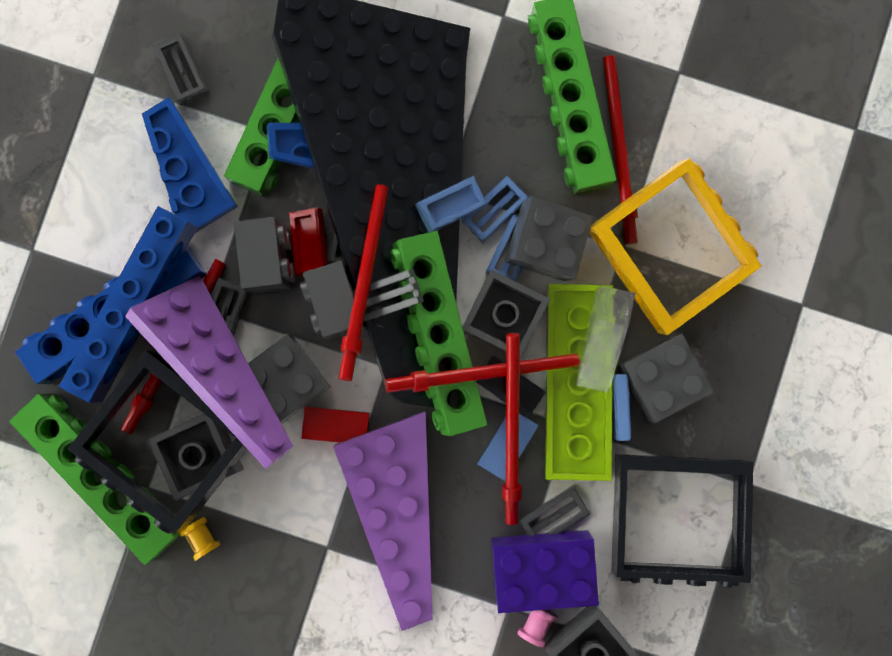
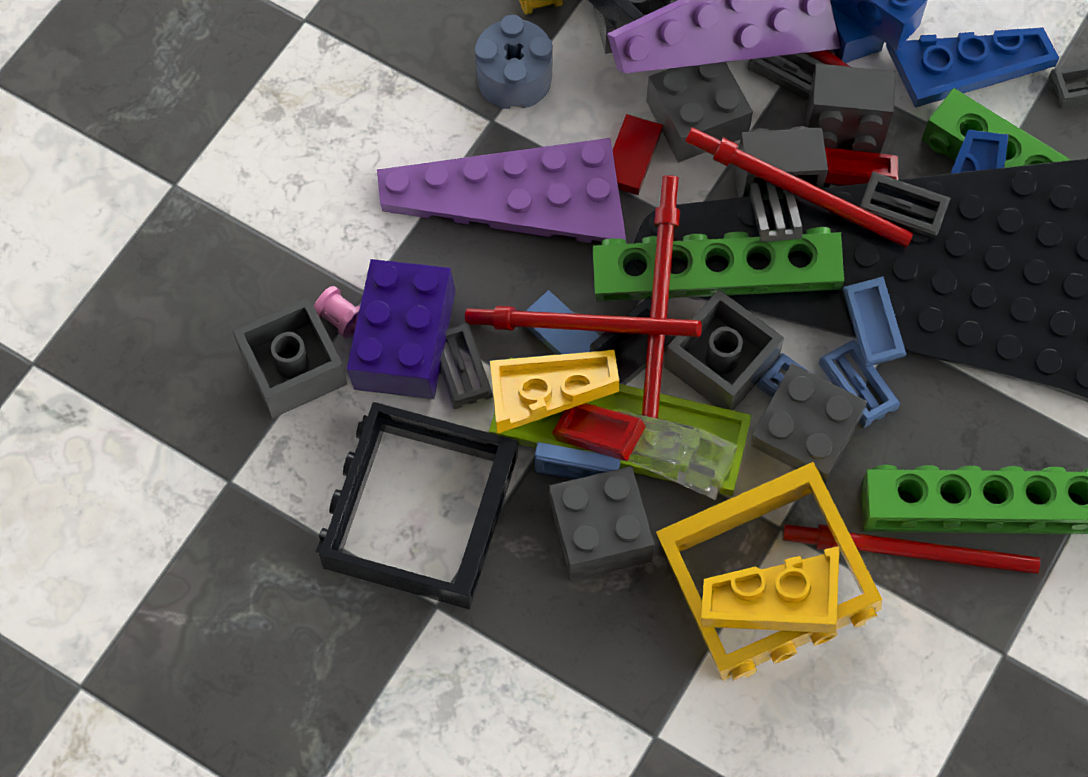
camera: 105 degrees right, 20 degrees down
(259, 549) = (514, 63): none -> sand blue brick
(341, 193) = (911, 191): none -> dark grey tile
(572, 443) = (549, 384): none -> yellow wing
(600, 395) = (599, 430): none -> red tile
(708, 234) = (781, 597): none -> yellow wing

